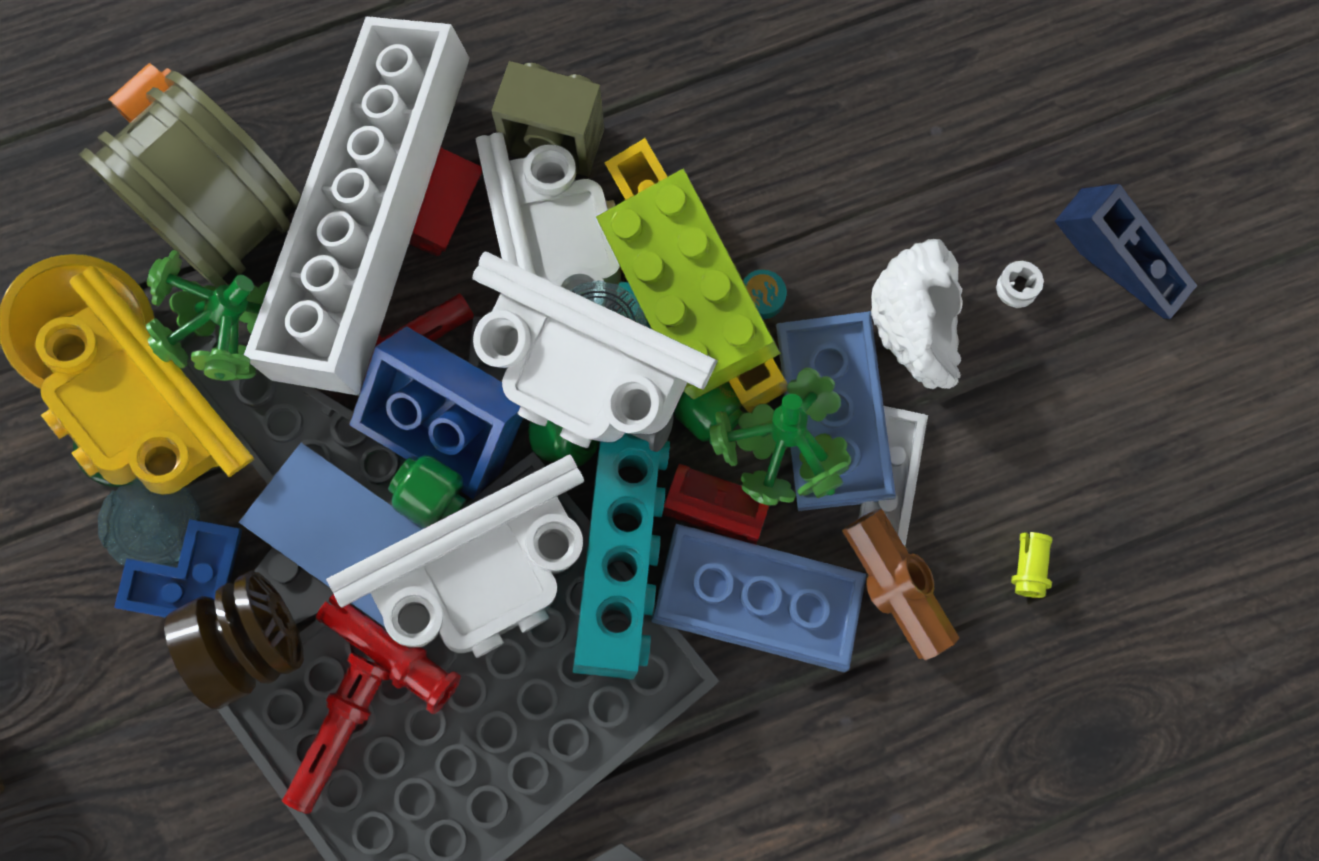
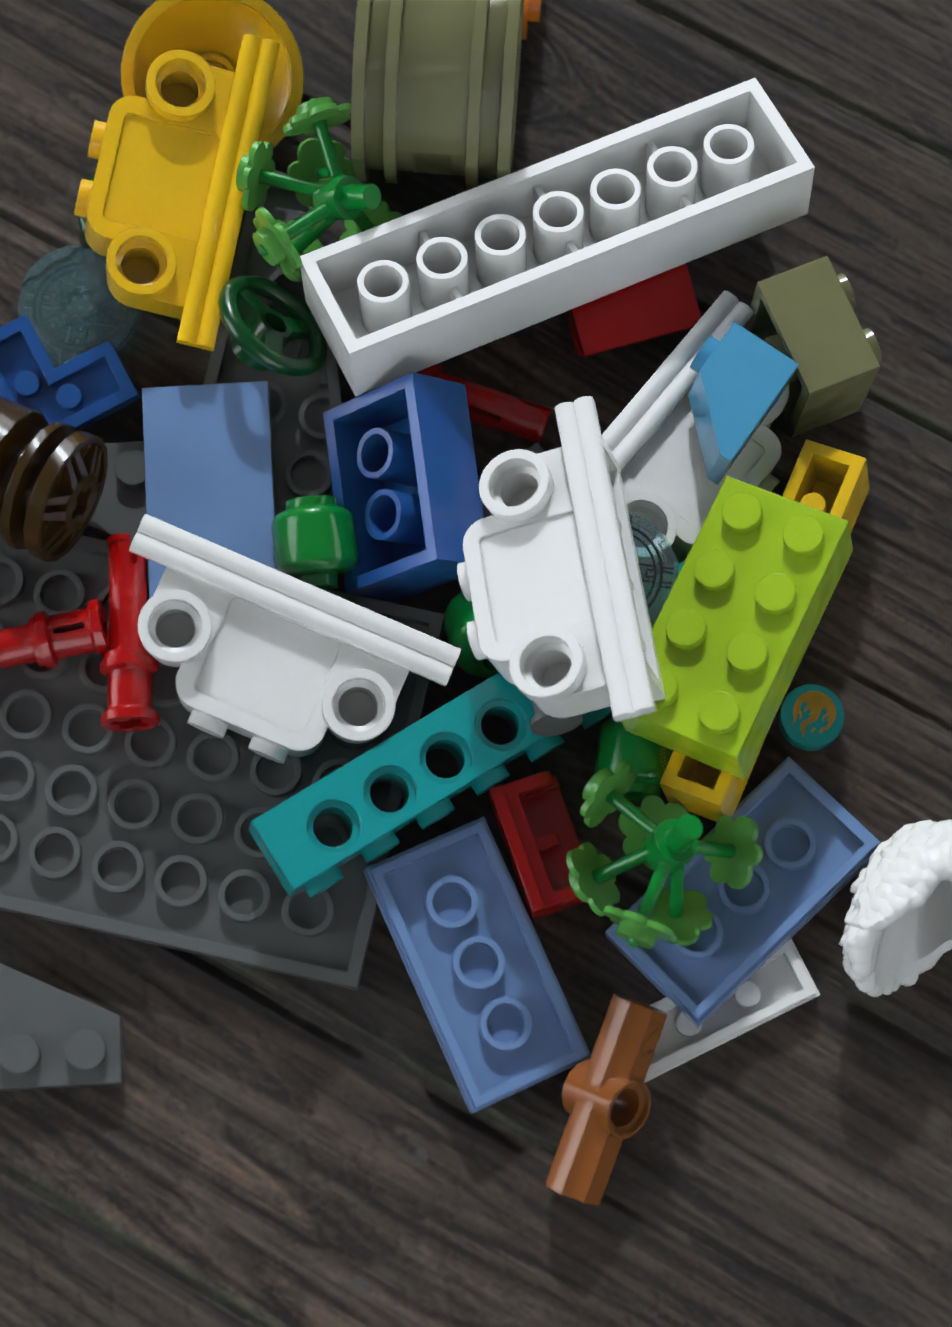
camera: 50 degrees right, 0 degrees up
(268, 421) = (264, 332): none -> dark green piece
(547, 178) = (734, 394): none -> dark azure slope
(1033, 565) = (744, 1231): neon yellow pin -> none

